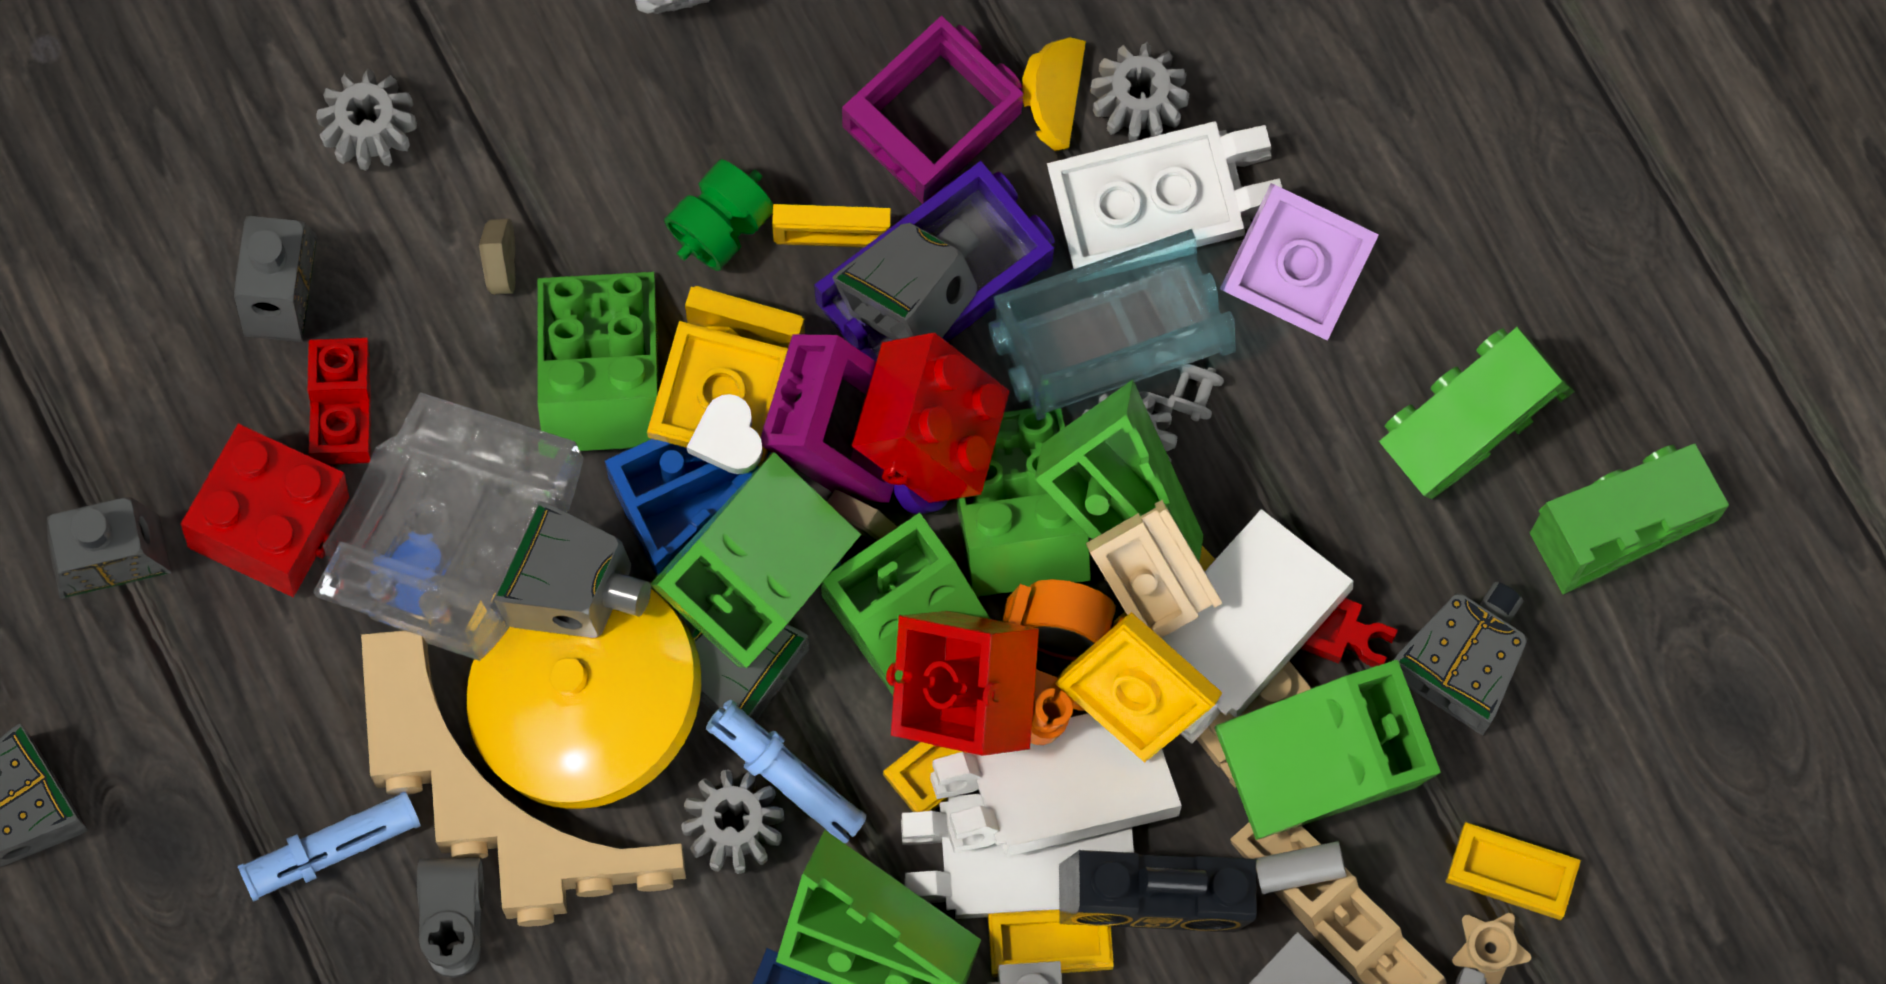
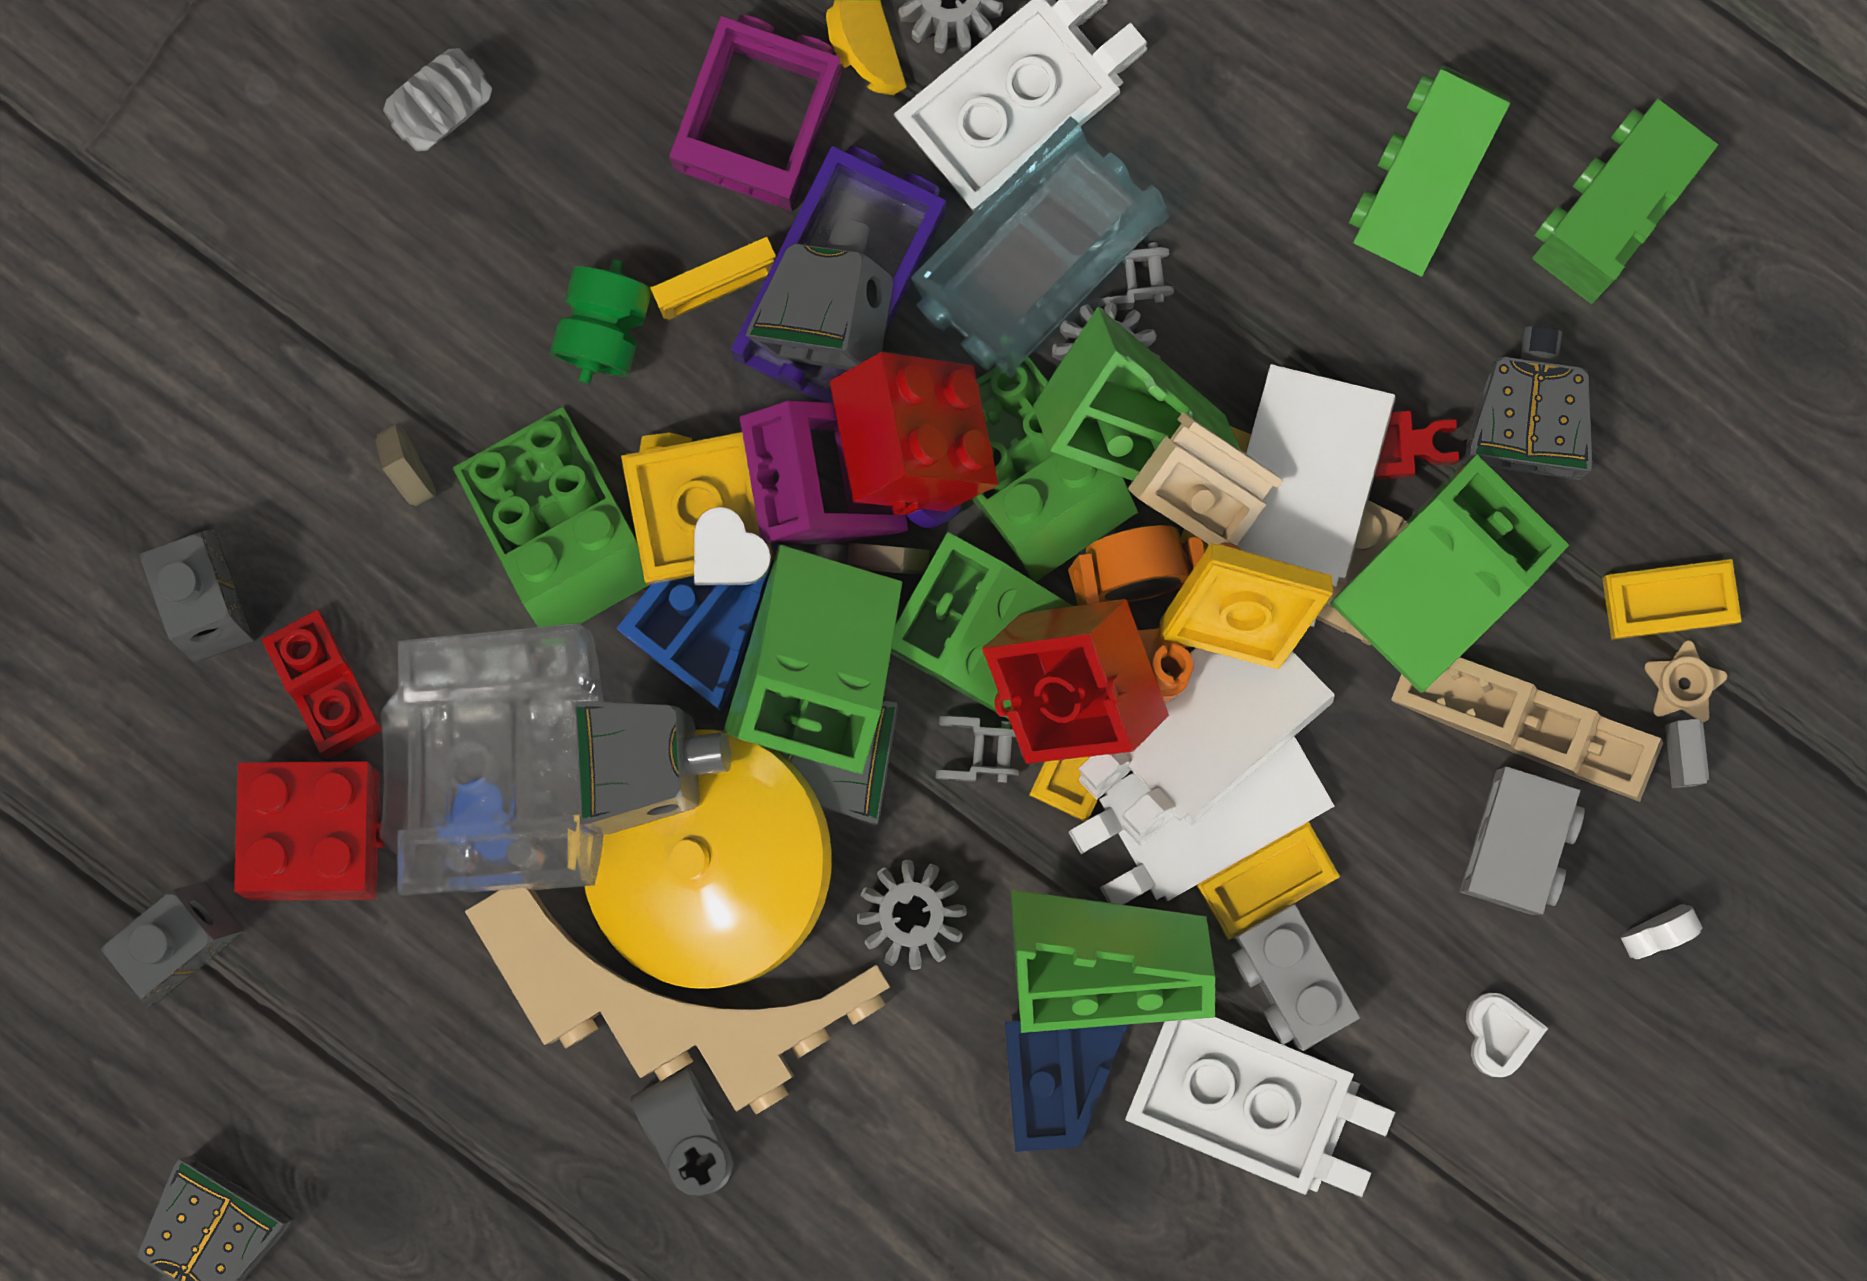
camera: 20 degrees left, 10 degrees up
(328, 846) = (529, 1134): light blue pin -> none
(364, 101) = (192, 373): light grey gear -> none
(745, 317) = (677, 413): yellow tile -> none
(768, 756) = (926, 842): light blue pin -> none
(870, 740) = (1004, 736): none -> light grey piece
(1157, 891) = (1352, 789): black piece -> none
(1299, 261) = (1189, 97): lavender plate -> none
(1300, 867) = (1477, 700): light grey axle -> none

